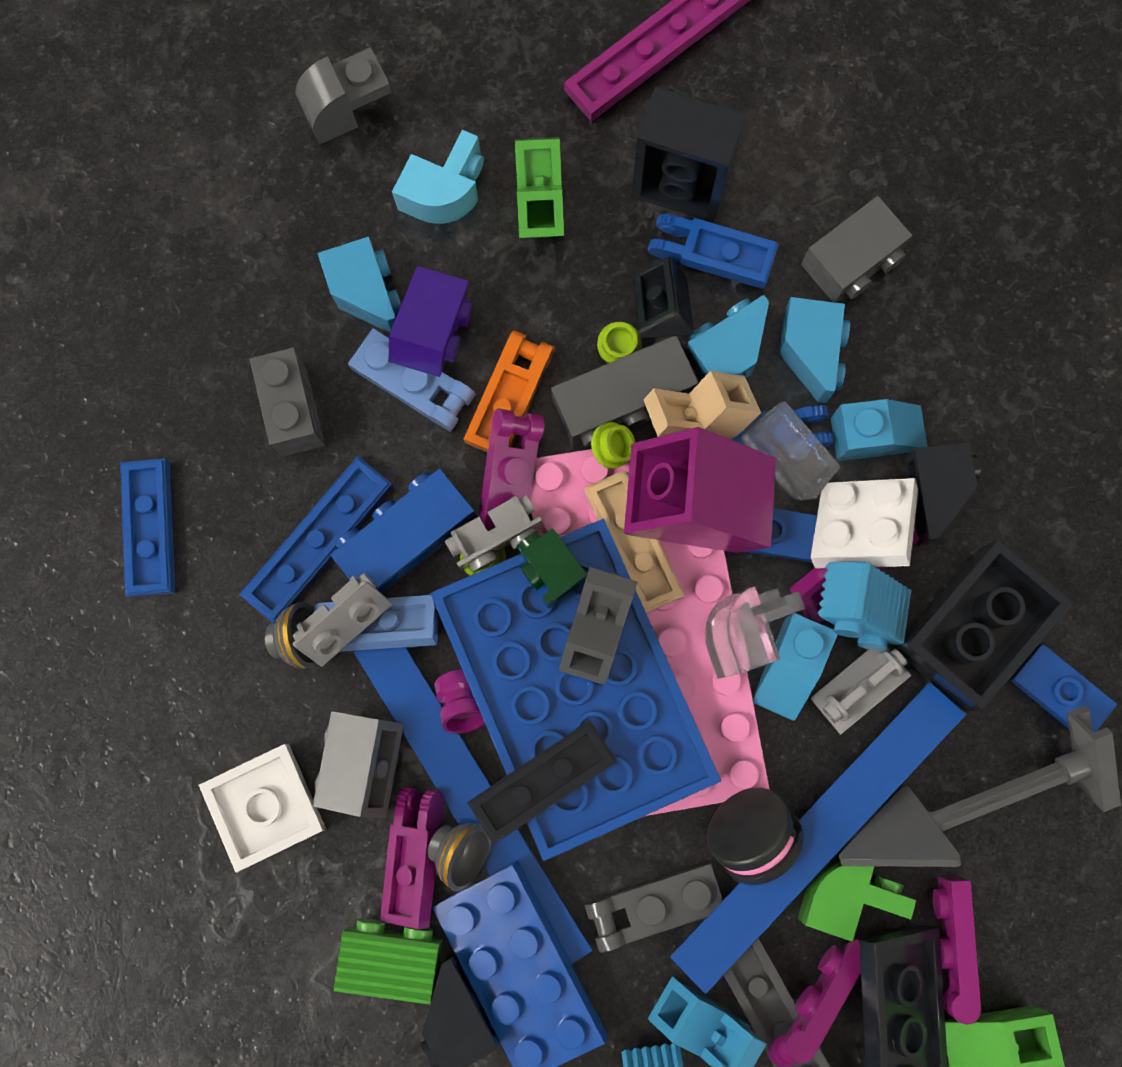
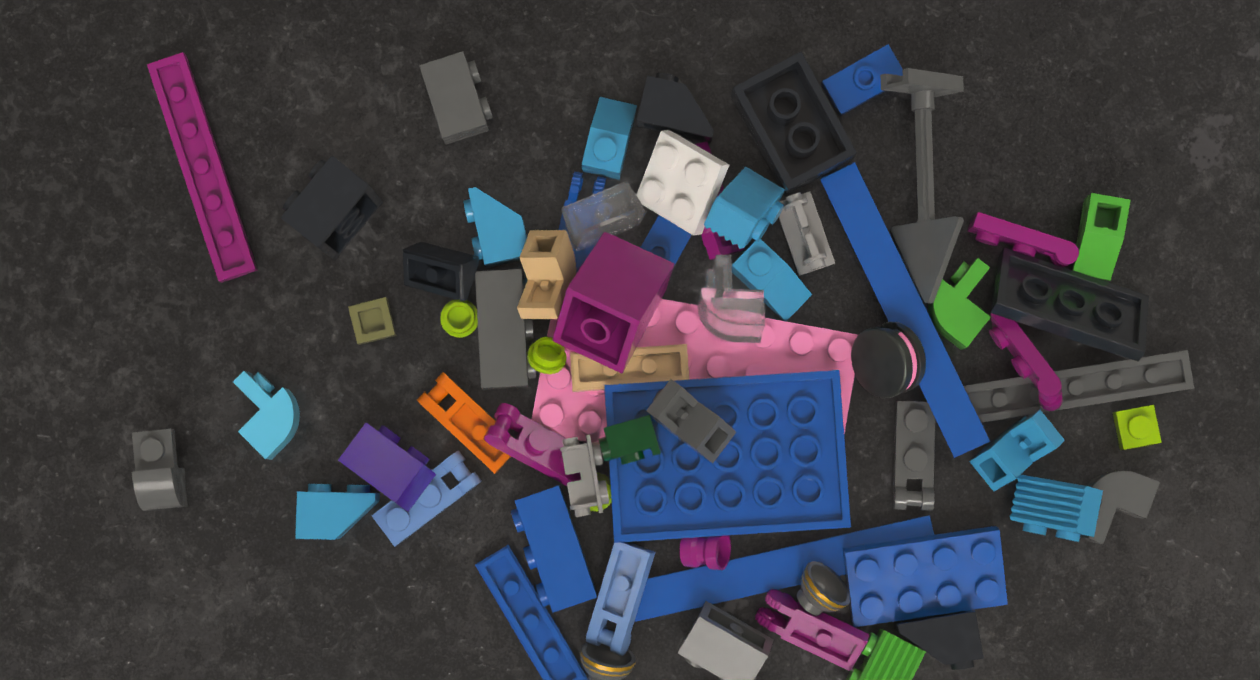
camera: 75 degrees left, 5 degrees up
(287, 402) = (410, 606): dark grey brick -> none
(332, 629) = (616, 636): light grey hinge -> none
(539, 187) = (307, 336): bright green brick -> none
(541, 782) = (791, 506): black tile -> none
(581, 253) = (372, 321): none -> olive plate
(716, 249) = (411, 208): blue hinge -> none
(812, 344) = (518, 163): dark azure slope -> none

